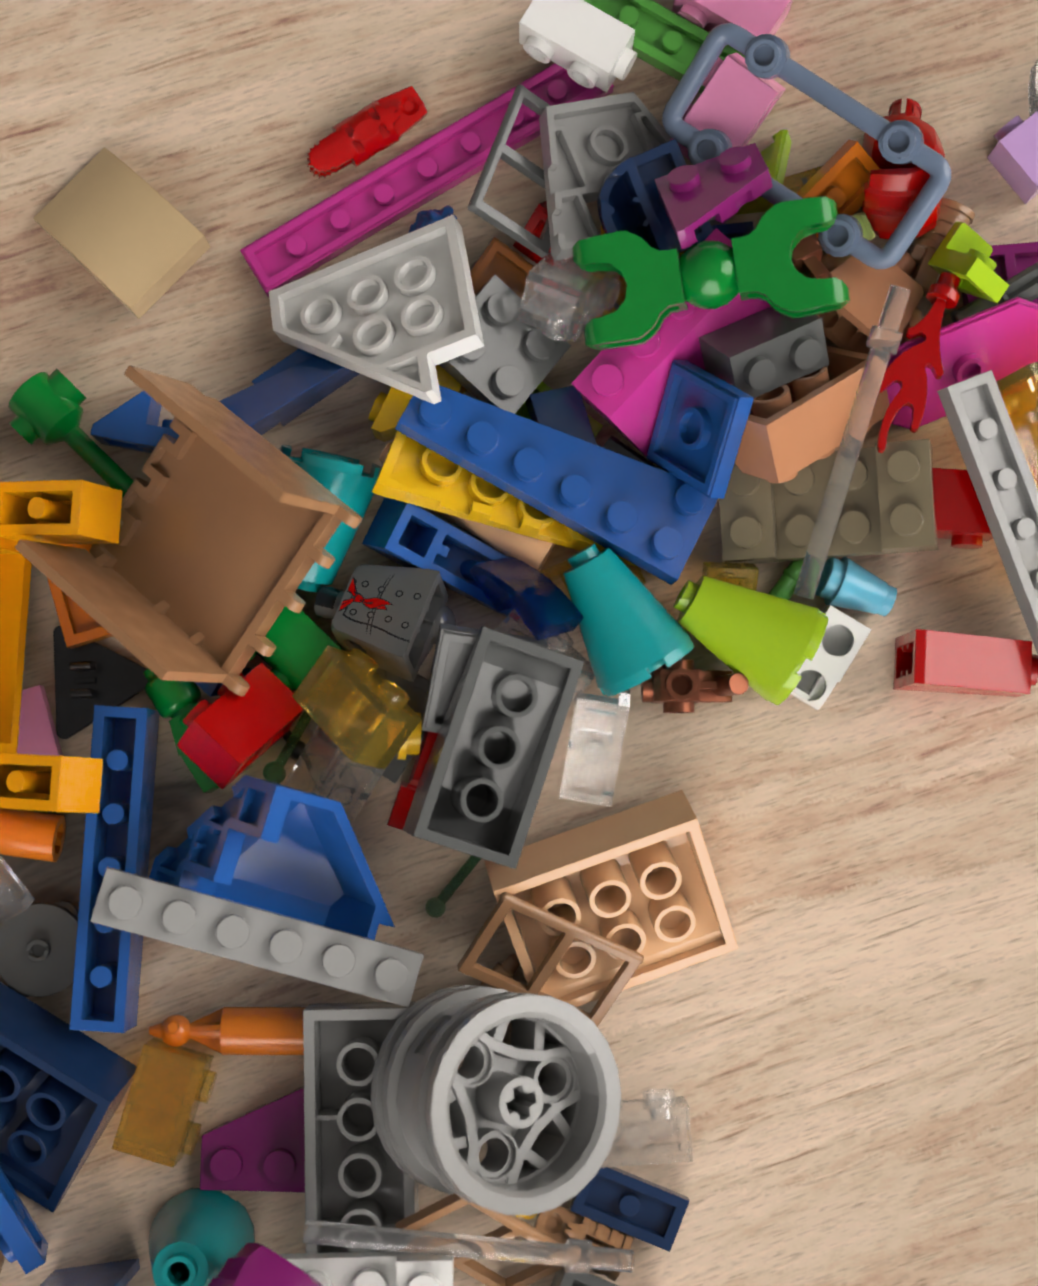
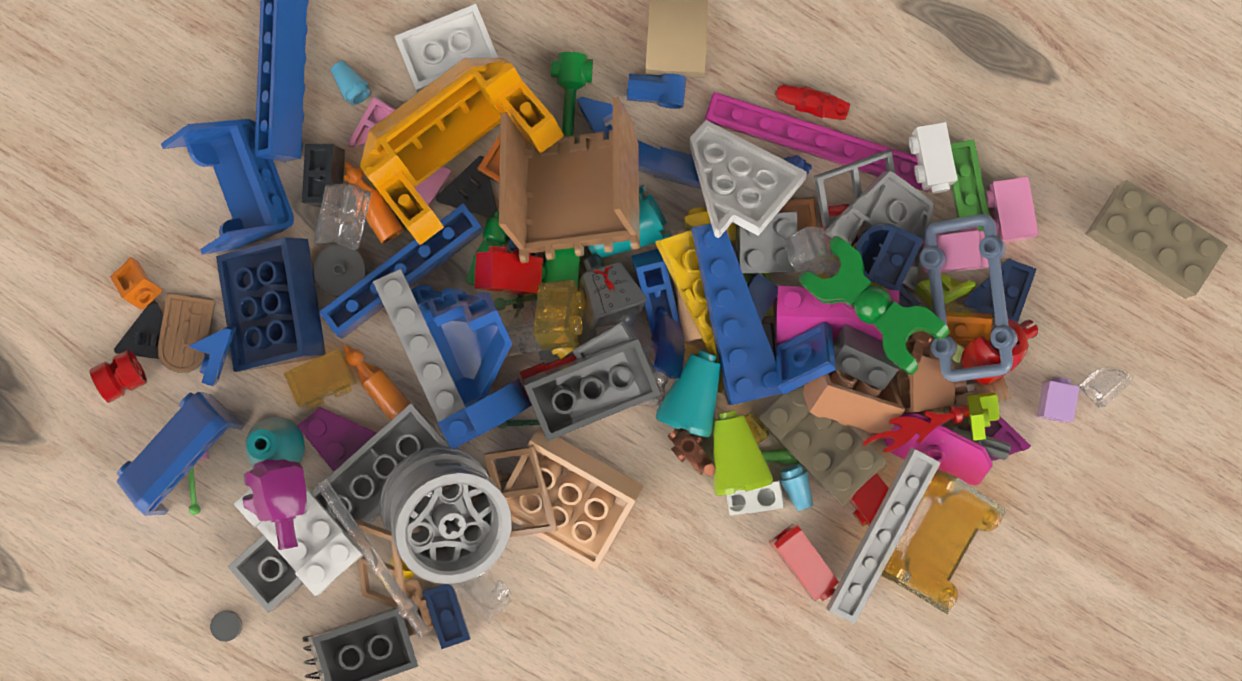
camera: 45 degrees right, 0 degrees up
(182, 310) = (665, 90): none -> blue piece
(405, 921) = (485, 414): none -> blue arch
(594, 748) = (628, 431): clear panel -> none
(712, 189) = (912, 274): magenta wing -> none
(816, 129) = (1016, 283): none -> dark blue wing
(883, 342) = (910, 404): clear bar -> none

